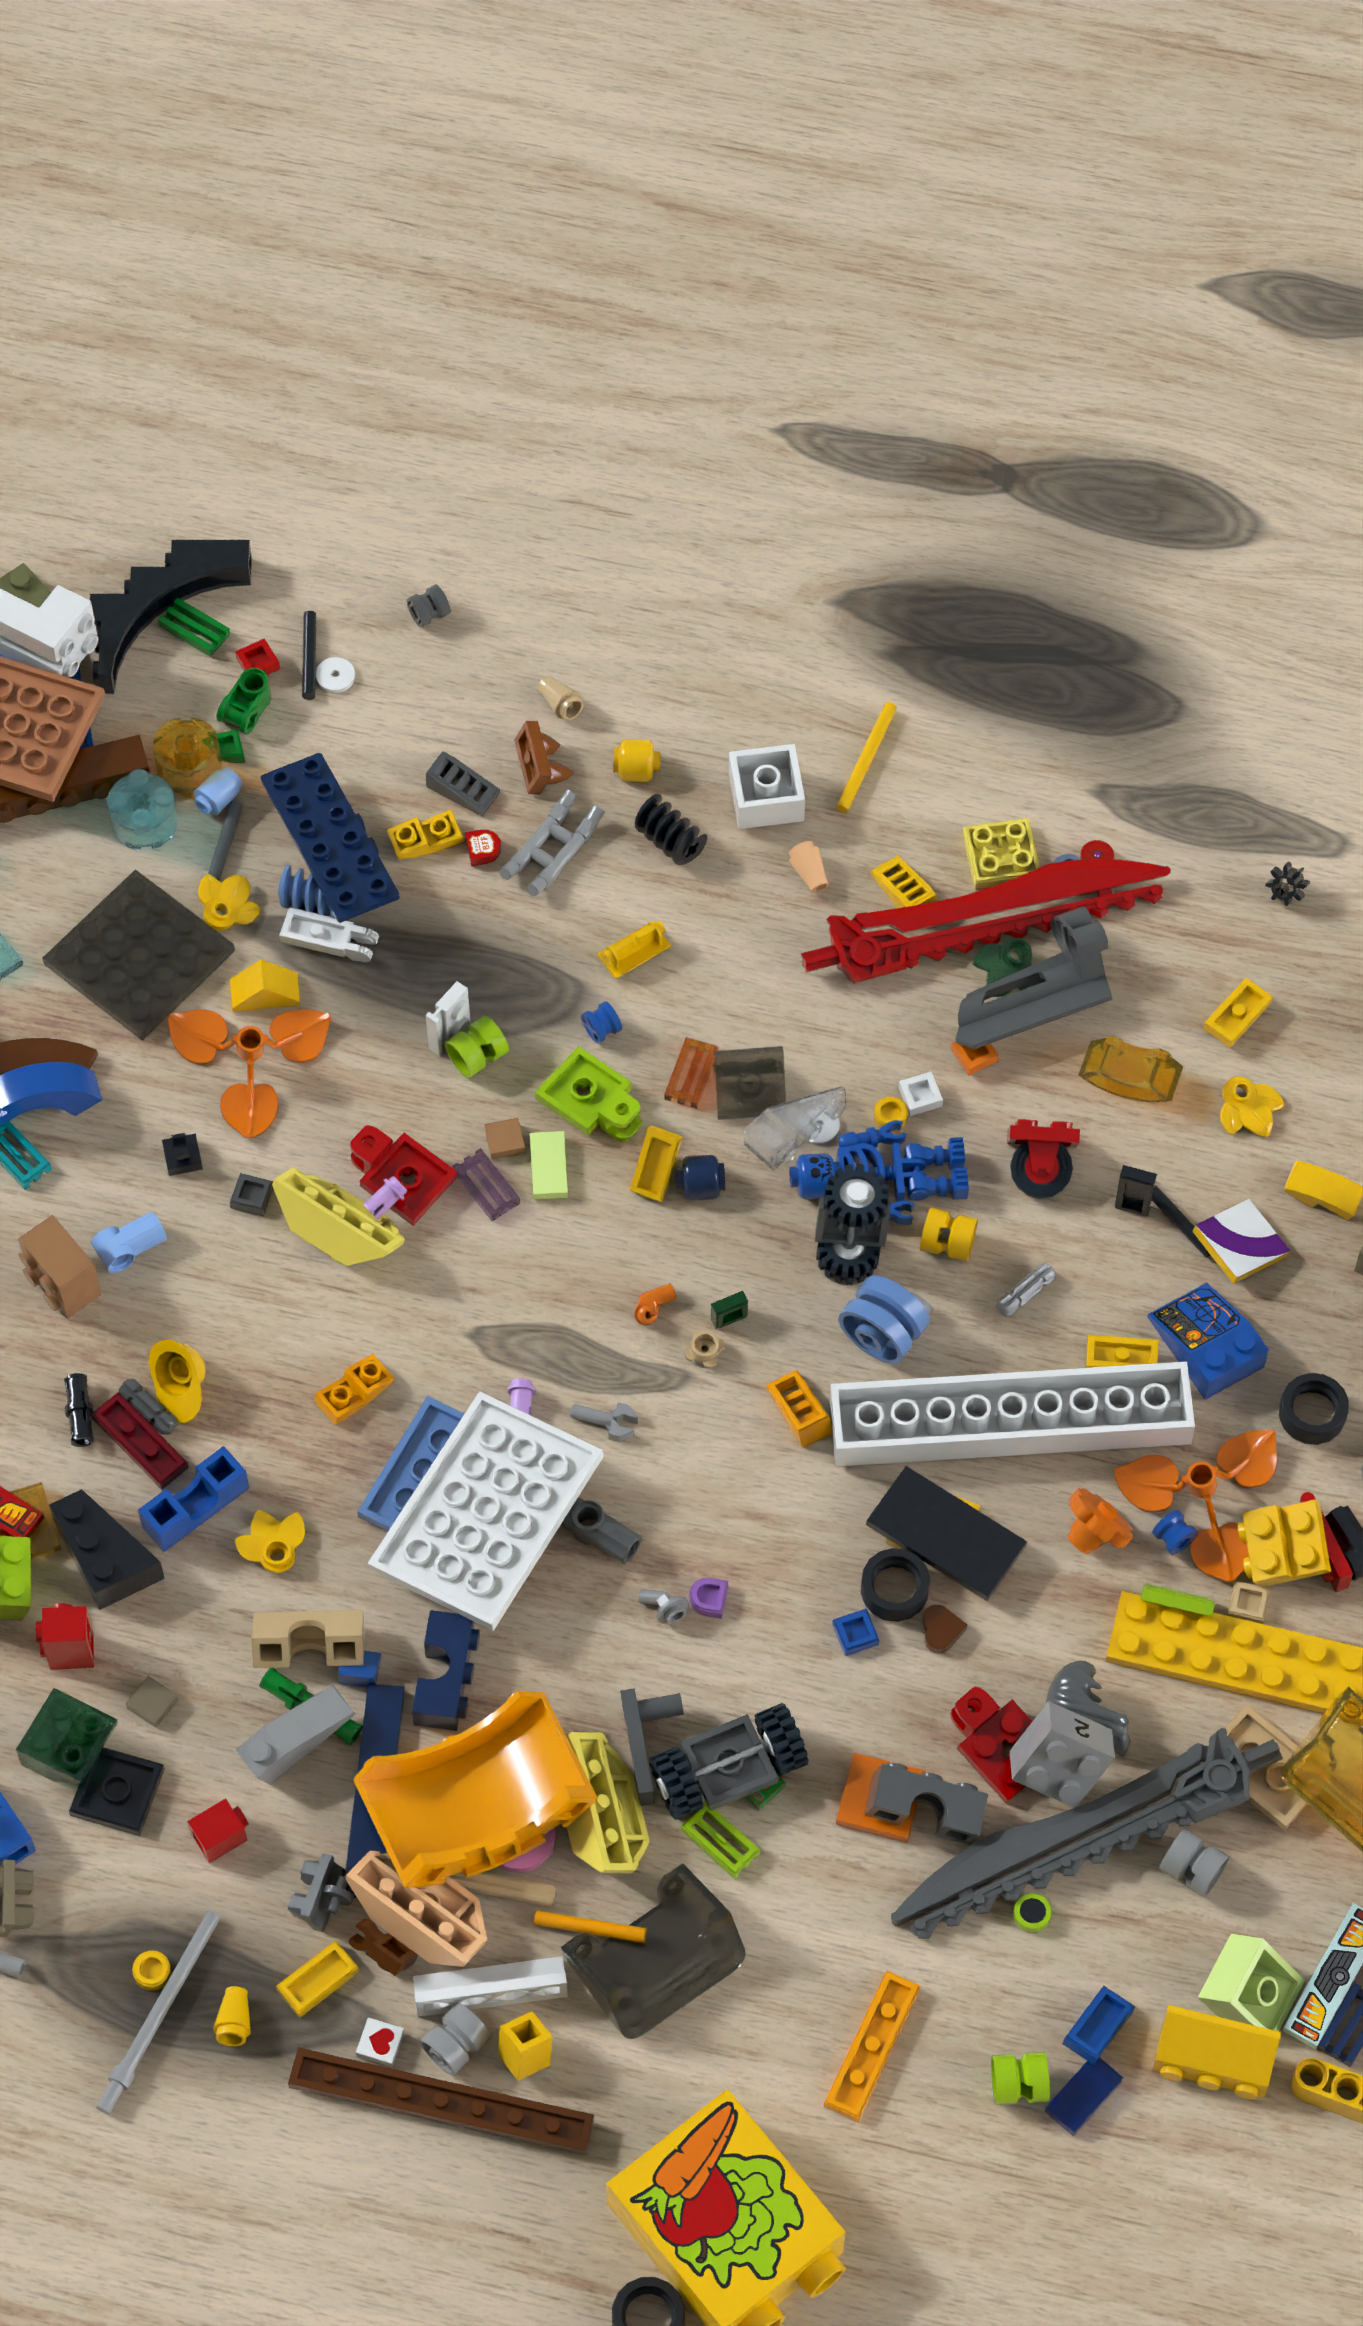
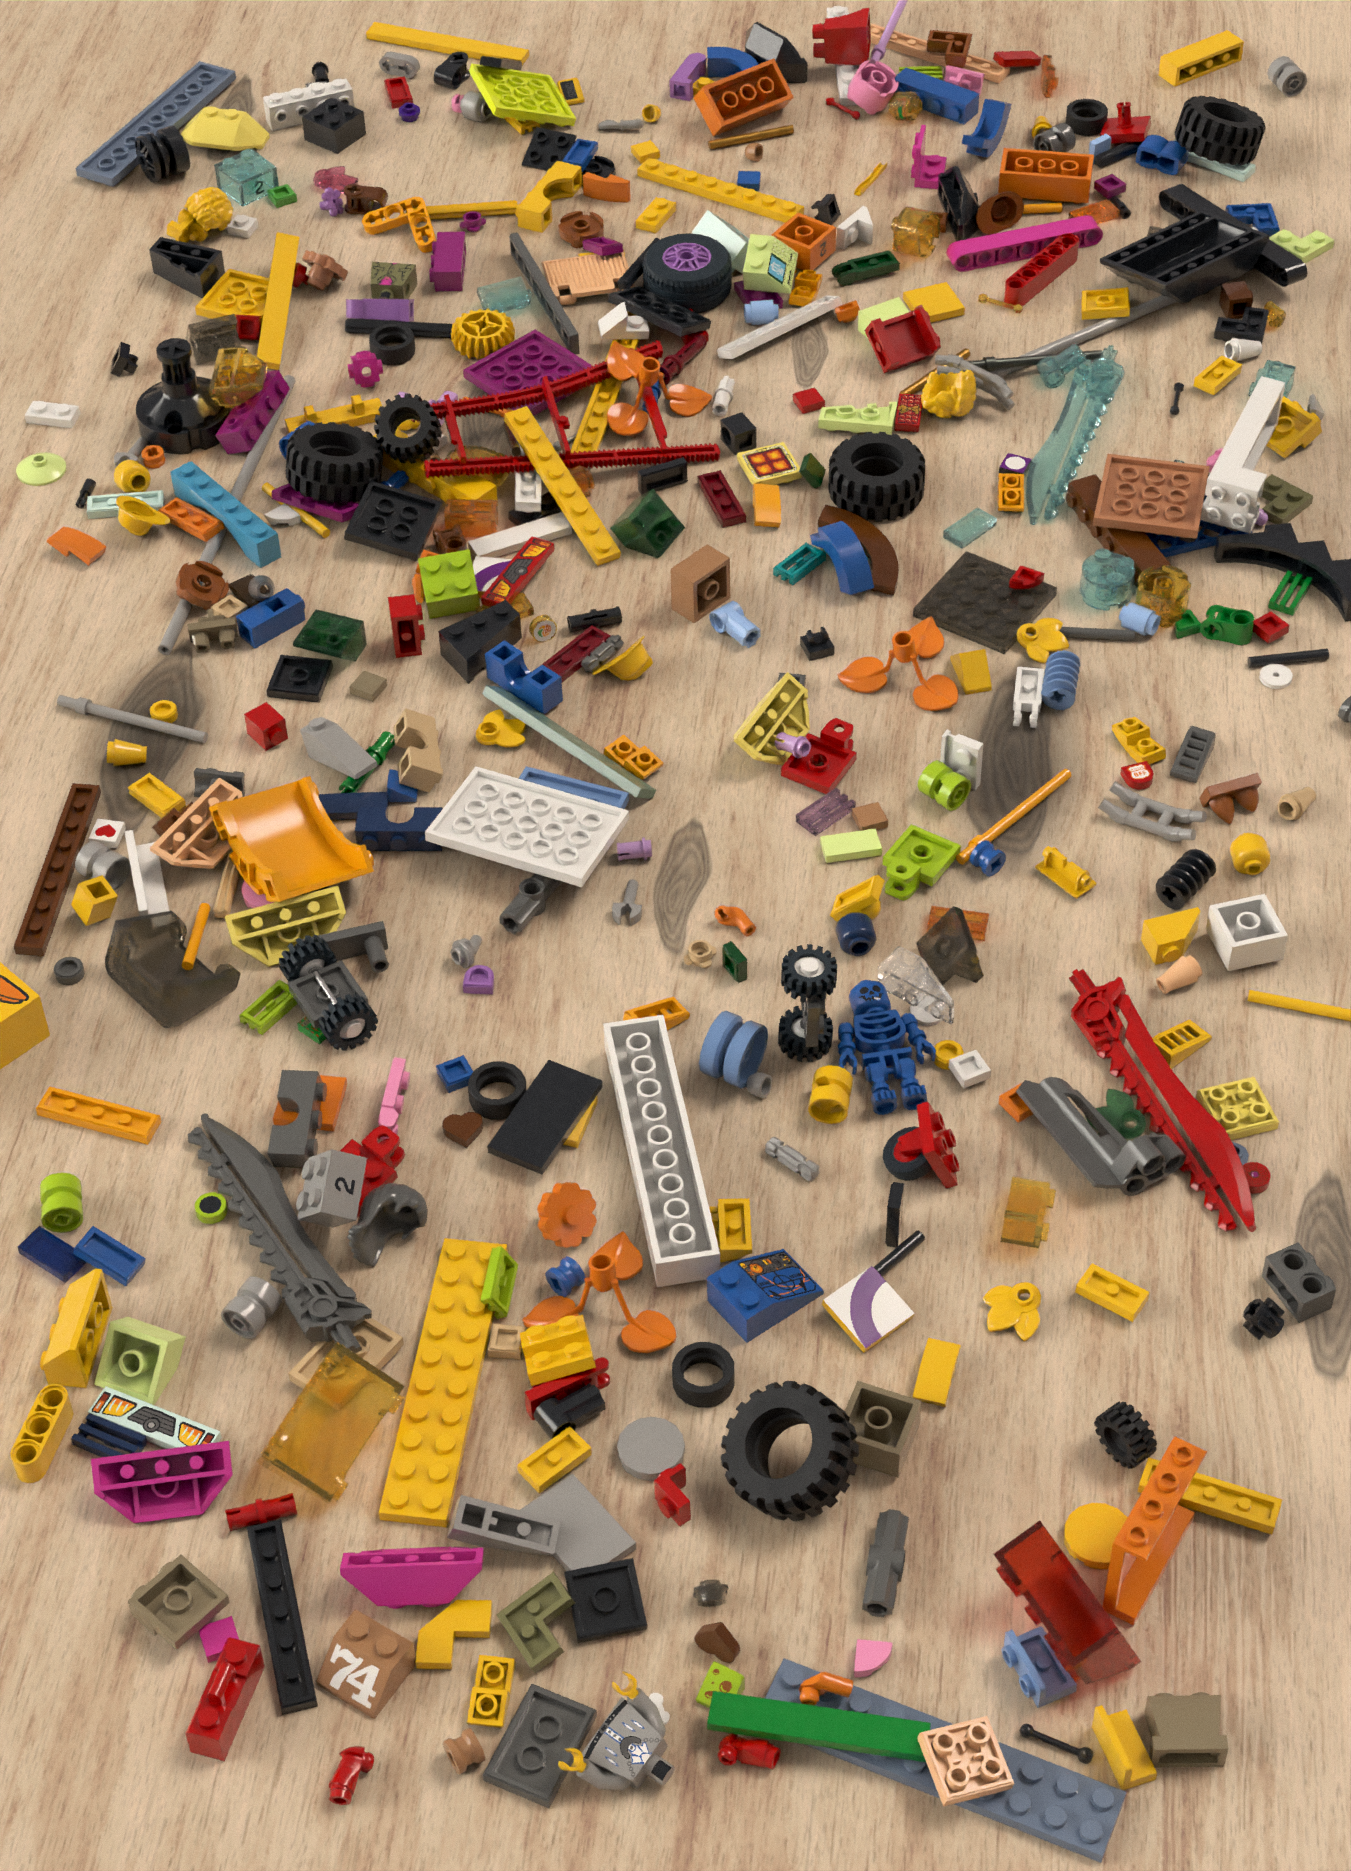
camera: 85 degrees right, 15 degrees down
(88, 1473) = (543, 628): none -> tile
(123, 897) = (1026, 578): none -> red tile
(313, 1461) = (569, 742): none -> tile
(330, 837) = (1109, 677): dark blue bracket -> none
(569, 1028) = (1015, 814): none -> light orange bar
(623, 2086) = (69, 970): none -> dark grey tile
(753, 861) = (1170, 935): none -> yellow slope
(898, 1700) = (393, 1100): none -> bright pink hinge
(1245, 850) = (1299, 1282): none -> dark grey brick

